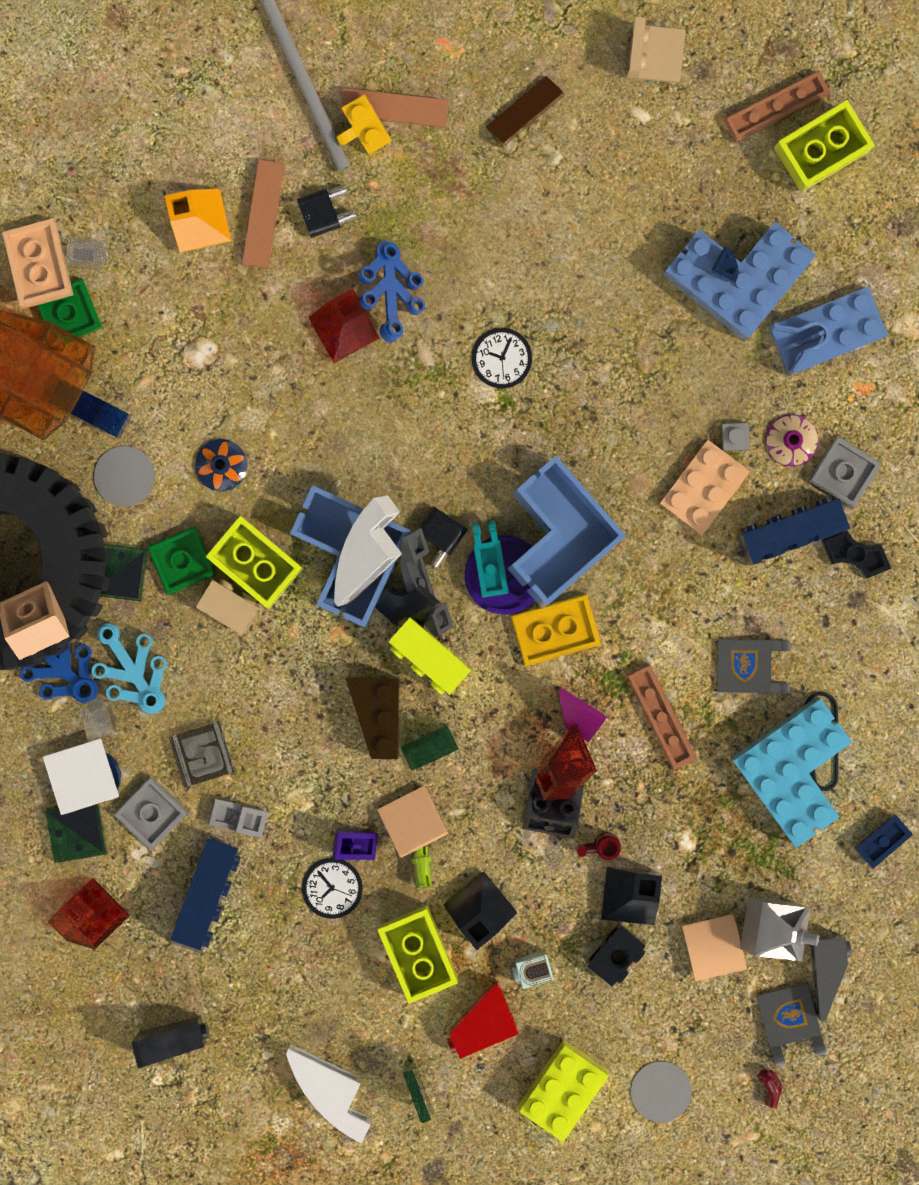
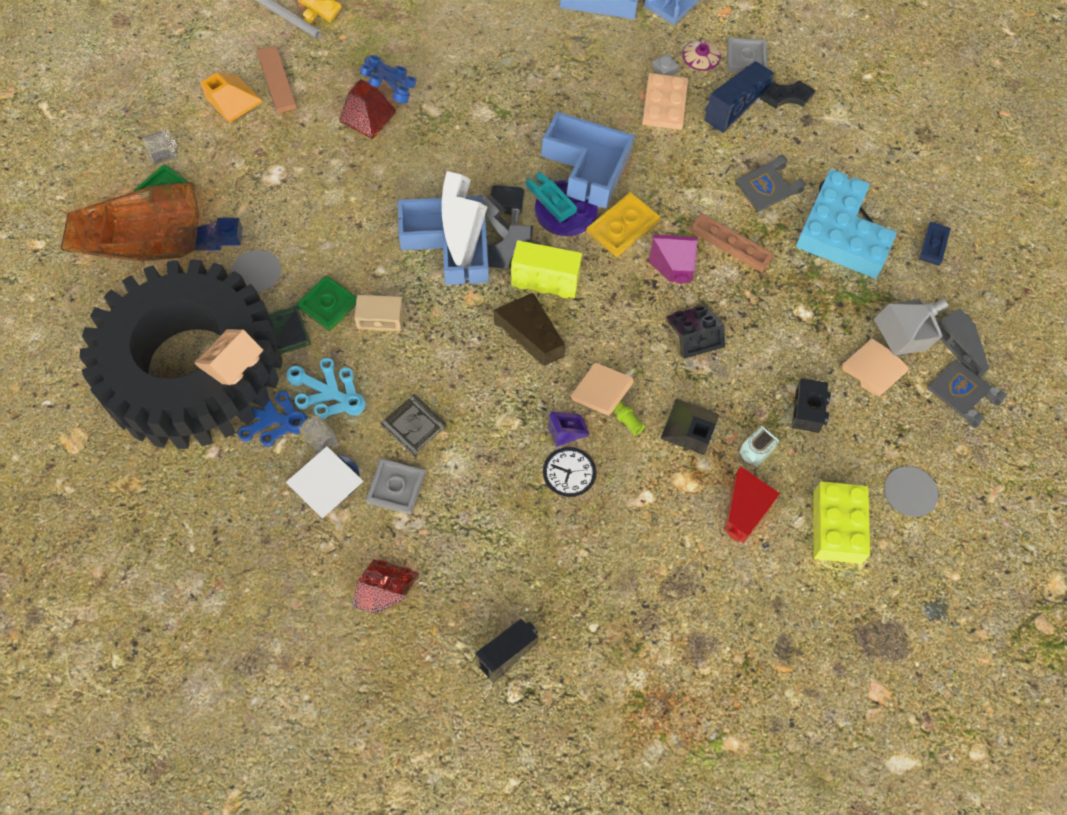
camera: 30 degrees left, 25 degrees down
(37, 263) = (127, 165): light nougat plate -> none
(76, 834) = (342, 530): tile -> none
(205, 895) = (474, 523): dark blue wedge -> none
(230, 475) = (325, 239): dark blue dish -> none
(237, 817) = (468, 455): light grey slope -> none
(254, 562) = (383, 271): neon yellow brick -> none
(320, 213) = (316, 62): black piece -> none
(329, 1091) = (662, 623): white slope -> none
(417, 954) = (665, 476): neon yellow brick -> none
(417, 1090) = (731, 577): clear green tile -> none
(429, 747) = (584, 332): clear green slope -> none
(501, 358) = (485, 91): sticker -> none
(565, 766) = (690, 288): clear red slope -> none
(605, 845) = (751, 339): dark red piece -> none
(631, 895) = (793, 358): black slope -> none
(773, 1086) = (989, 442): dark red arm -> none

